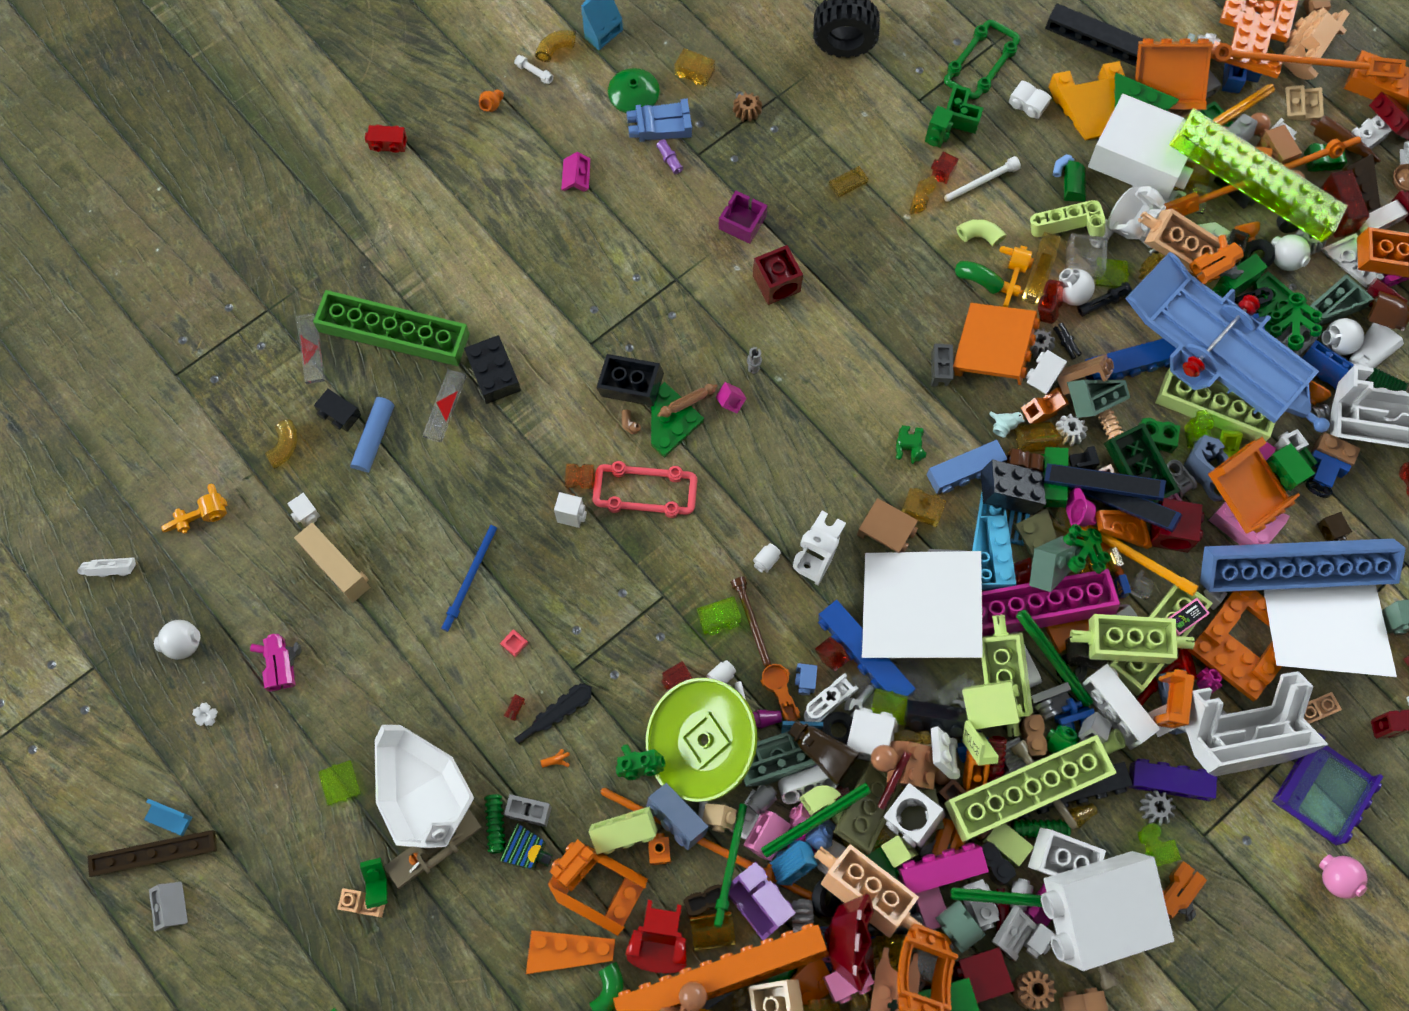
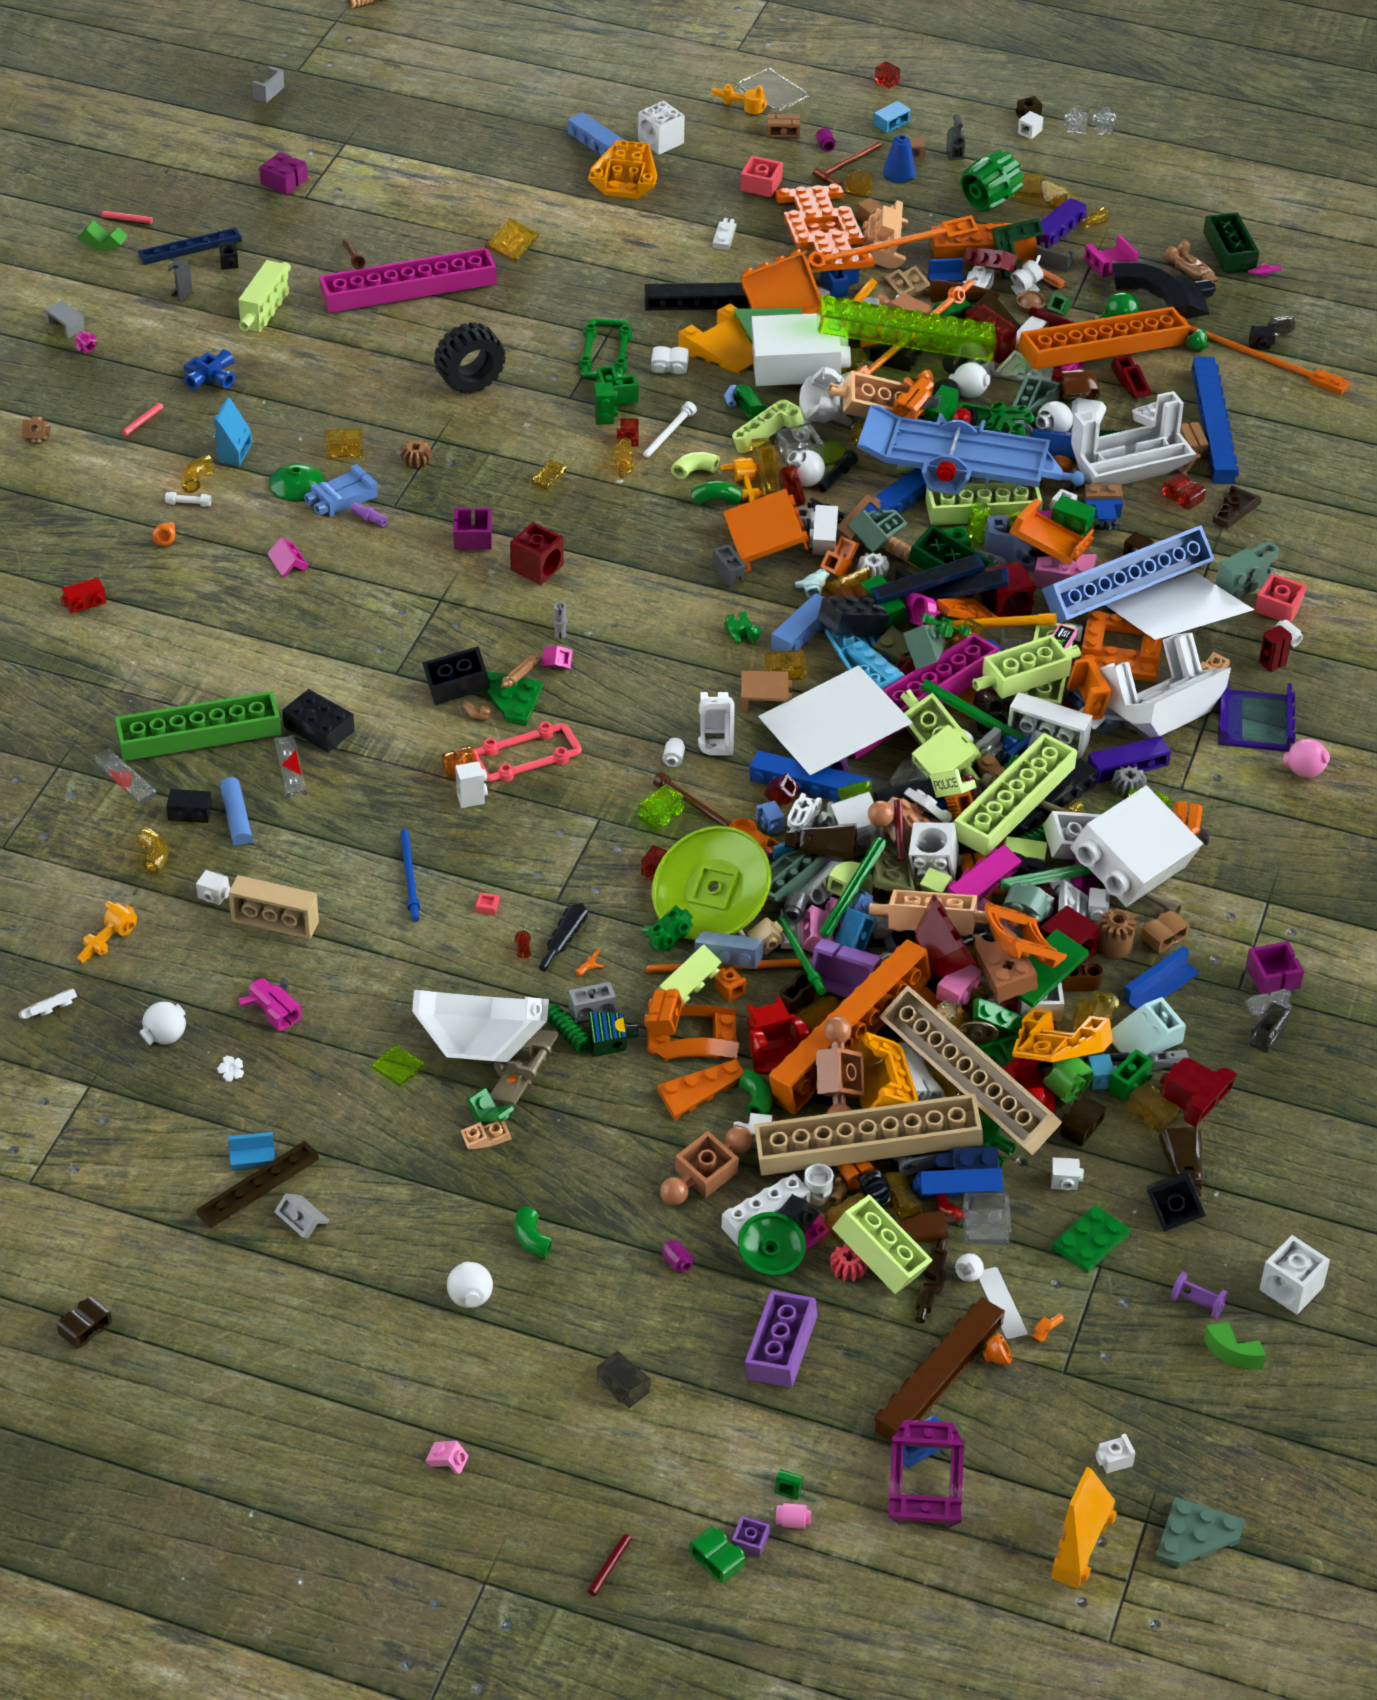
camera: 30 degrees left, 25 degrees down
(1346, 108) = (946, 269): none -> blue panel

